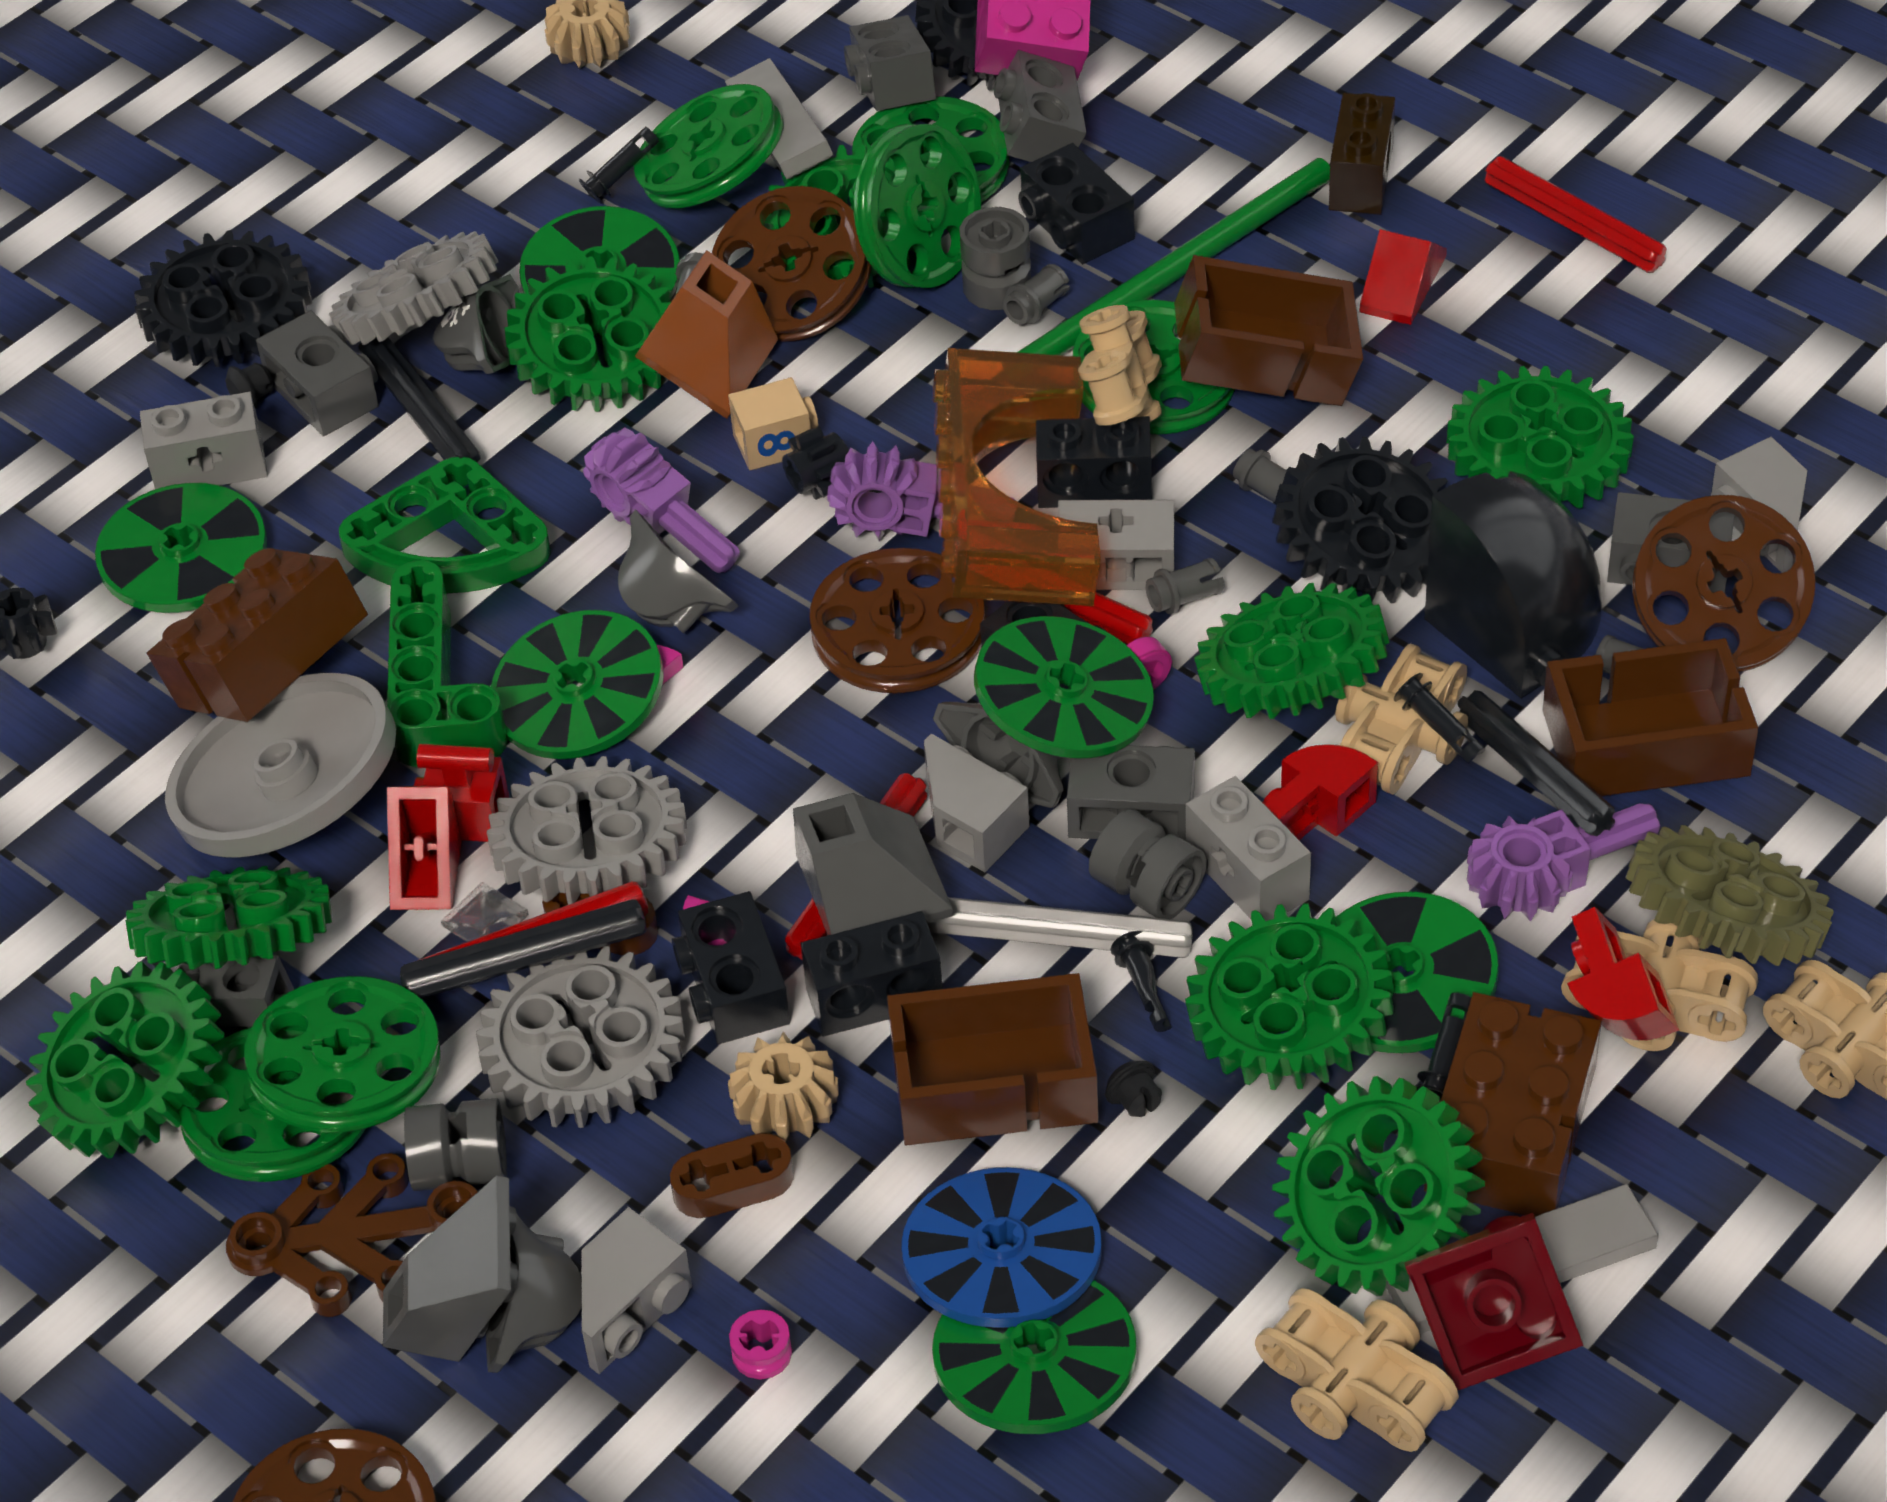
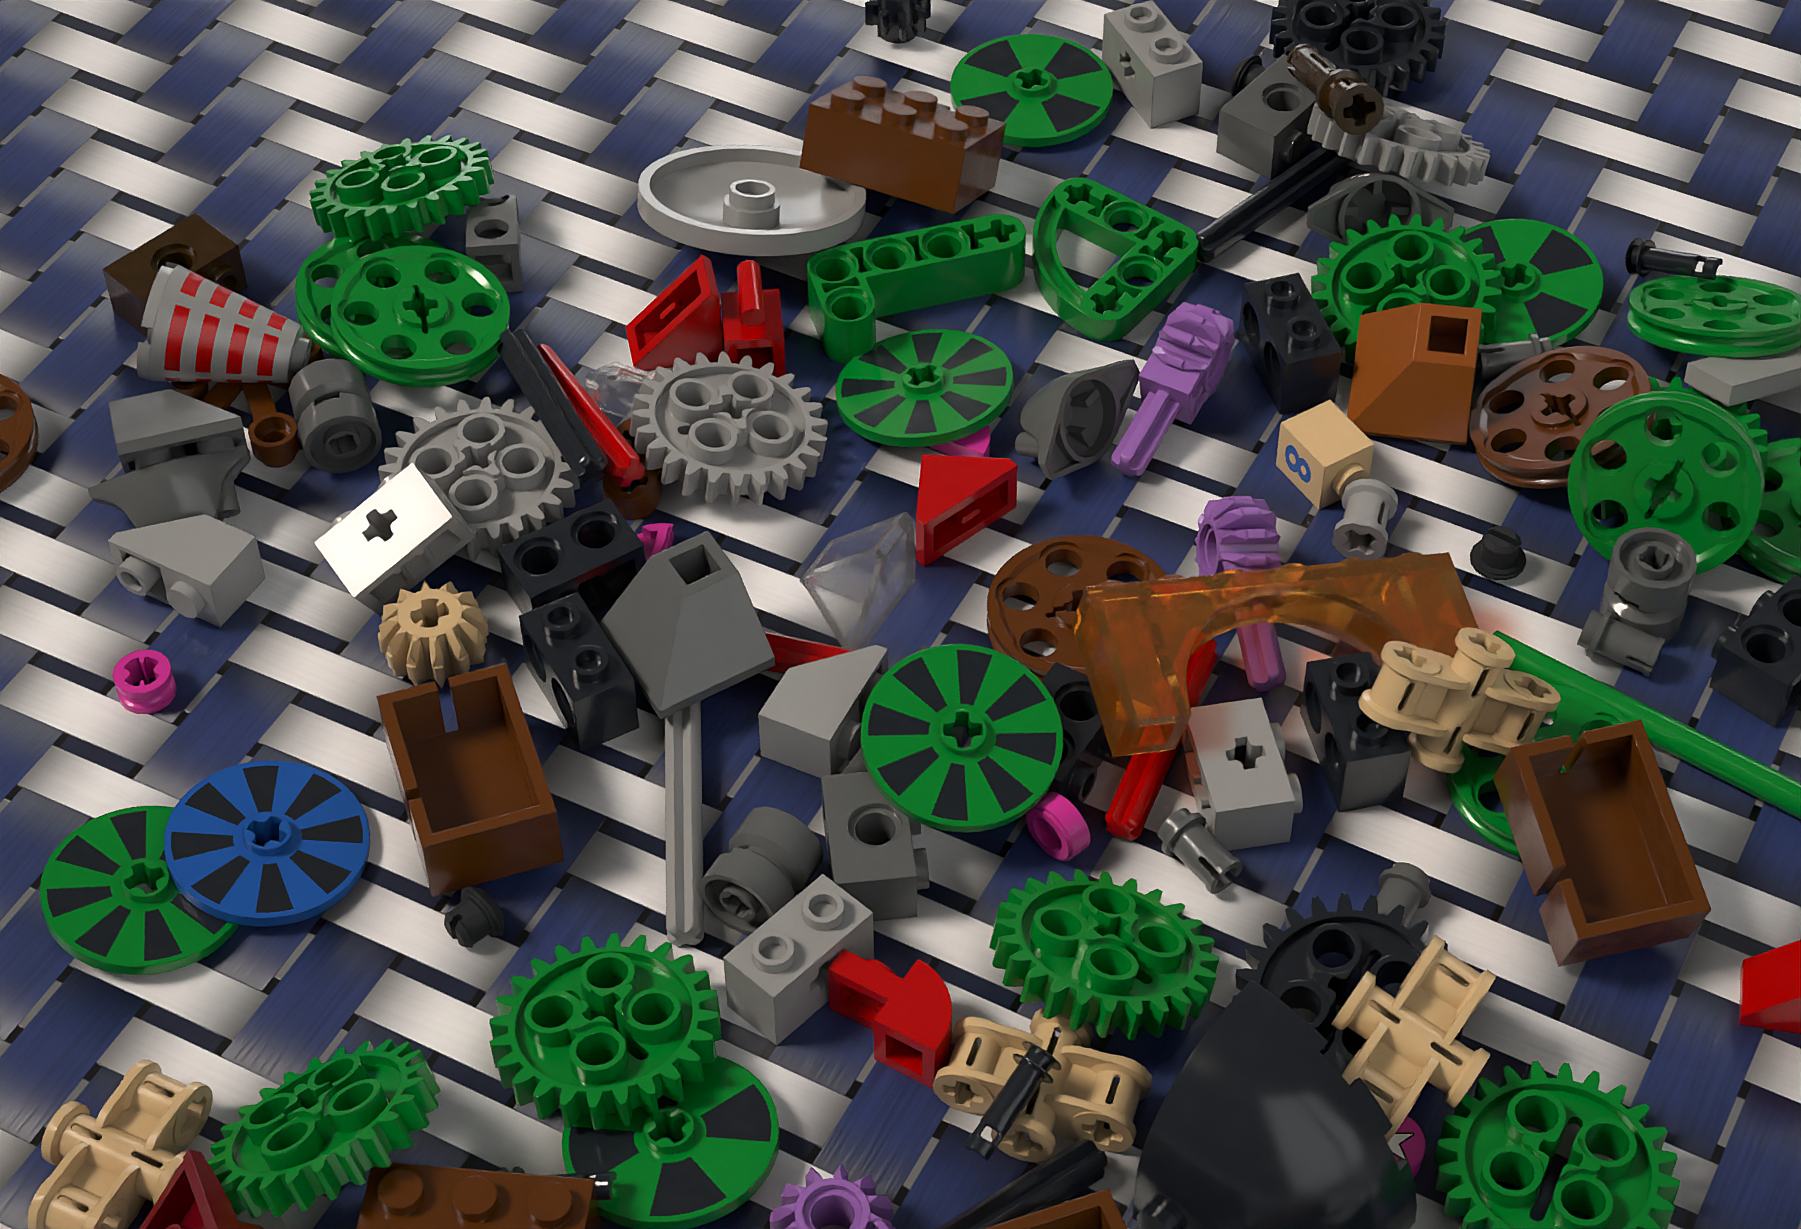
camera: 75 degrees right, 0 degrees up
(180, 1317) = (189, 244): none -> dark brown brick
(190, 920) = (557, 206): green gear -> none
(312, 1233) = (215, 334): none -> light grey cone
(382, 285) = (1338, 92): none -> dark brown pin
(640, 402) = (1289, 343): none -> black brick
(680, 1060) = (424, 537): none -> brick
(731, 1175) = (326, 628): reddish brown beam -> none
(741, 683) = (960, 499): none -> red slope
(812, 460) = (1283, 493): black gear -> none
(813, 755) = (863, 578): none -> clear slope
(853, 414) = (1363, 526): none -> light grey bush
(913, 346) = (1498, 554): none -> black piece
(1134, 956) = (624, 906): black piece -> none
(1419, 455) = (1415, 1032): none -> tan axle

